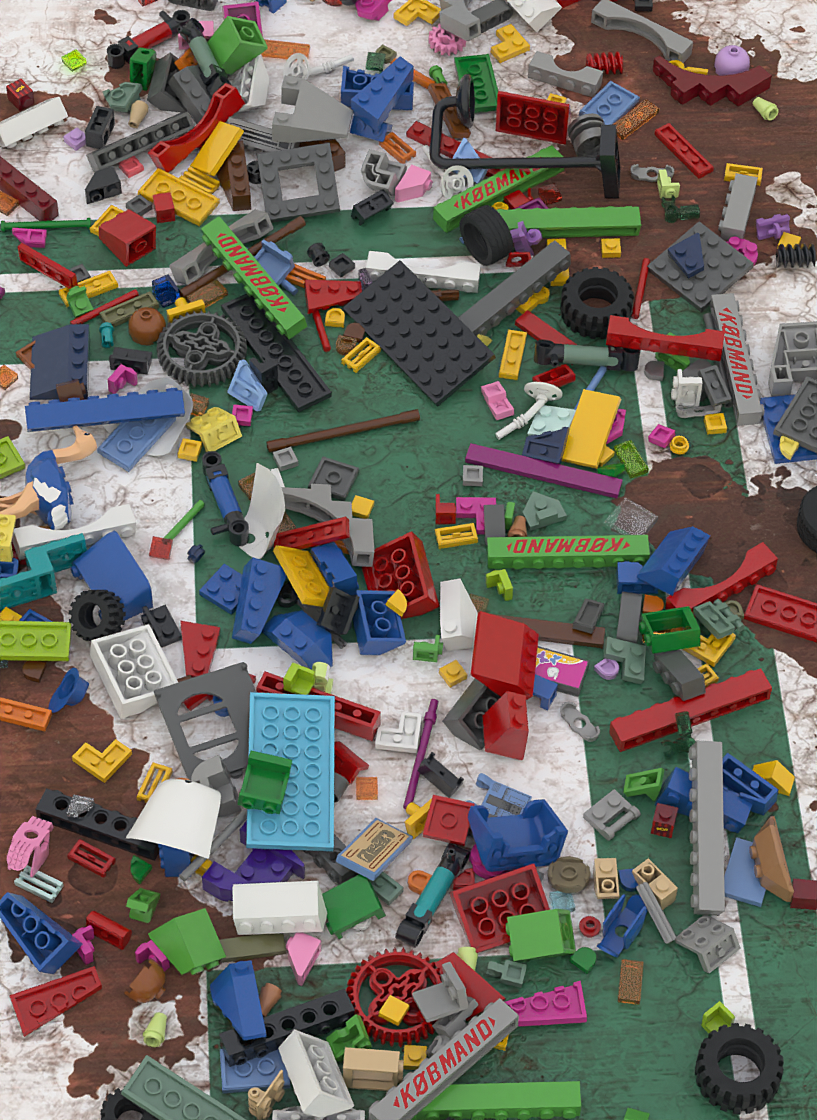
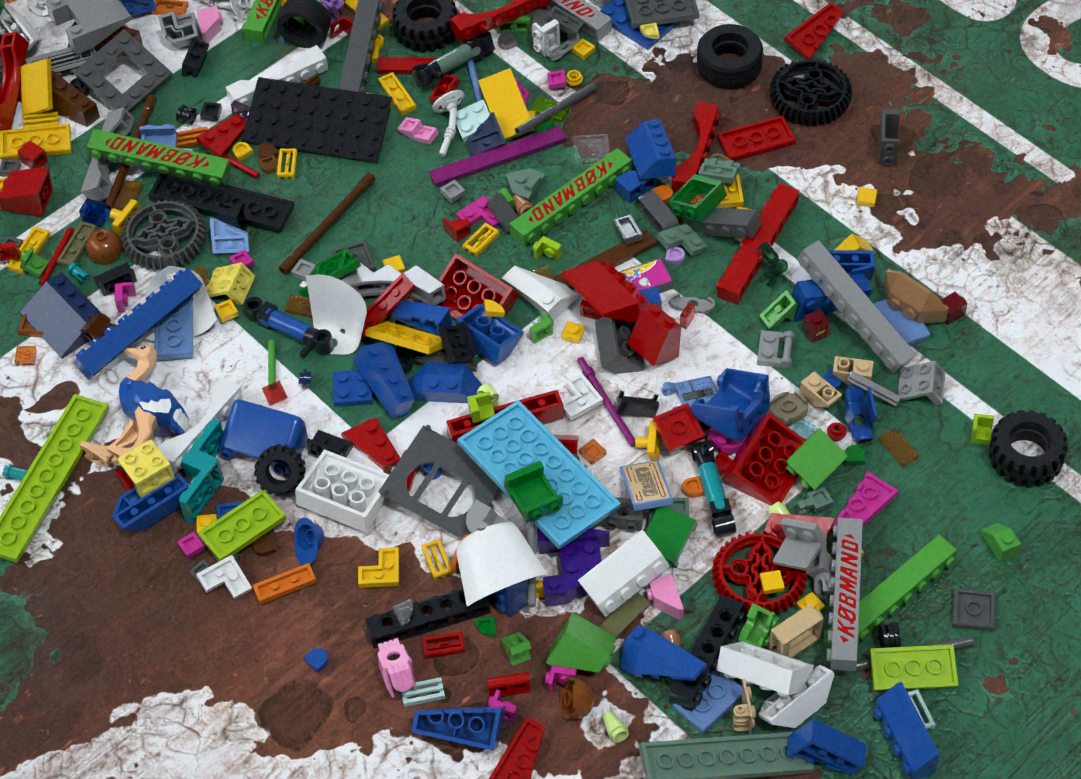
camera: 35 degrees left, 0 degrees up
(304, 474) = (334, 266): none -> green wing
(562, 729) = (687, 315): none -> clear red tile
(631, 462) = (555, 109): none -> dark grey piece

